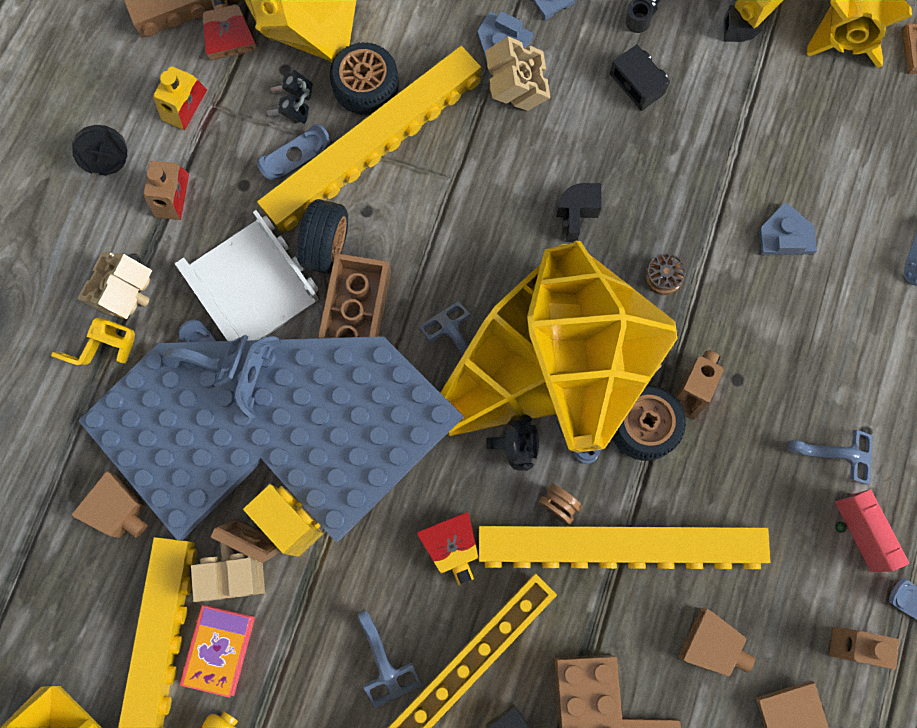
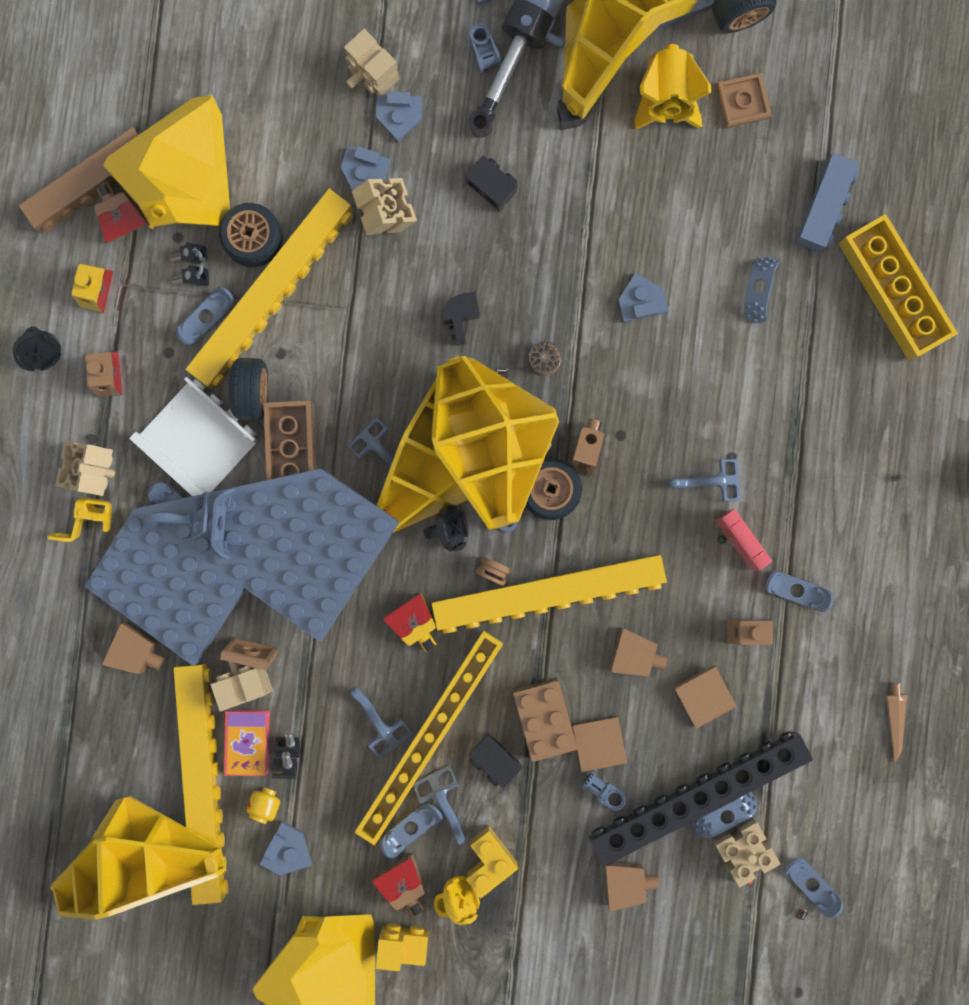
camera: 15 degrees left, 10 degrees up
(262, 668) = (288, 750): none -> black piece
(283, 521) = (274, 633): yellow brick -> none

